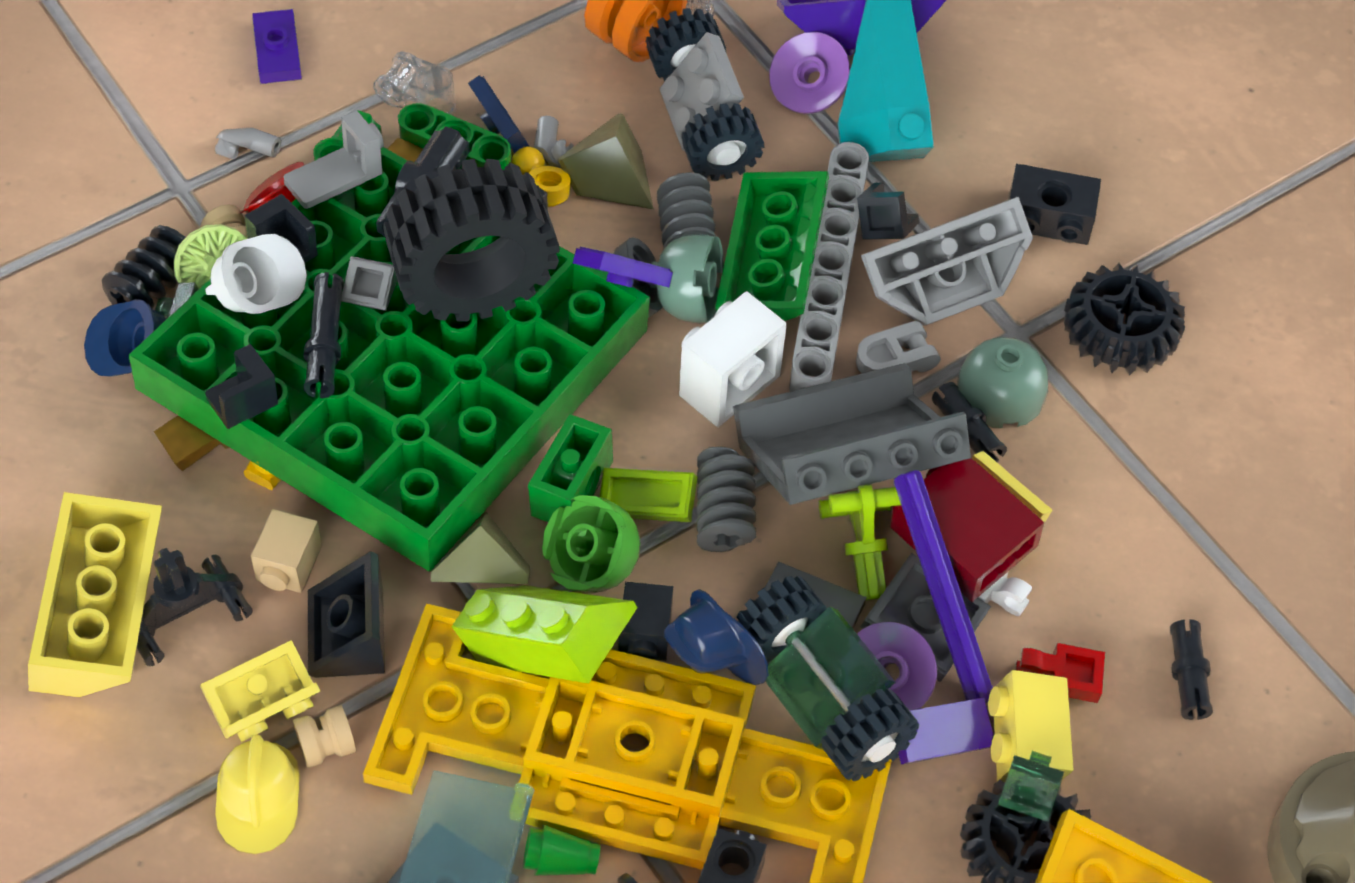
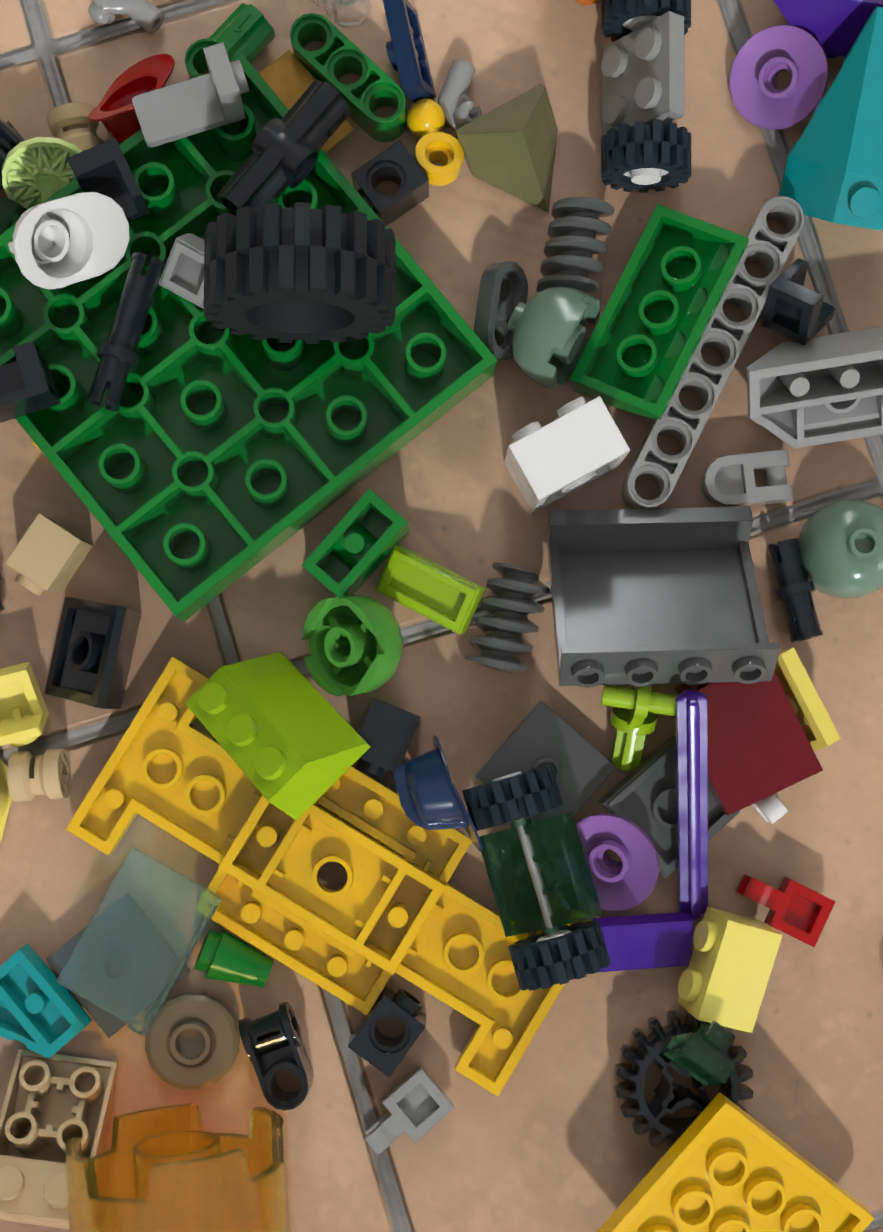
camera: 20 degrees right, 30 degrees up
(482, 557) = (245, 618): olive slope -> none
(622, 269) = (473, 324): dark purple plate -> none

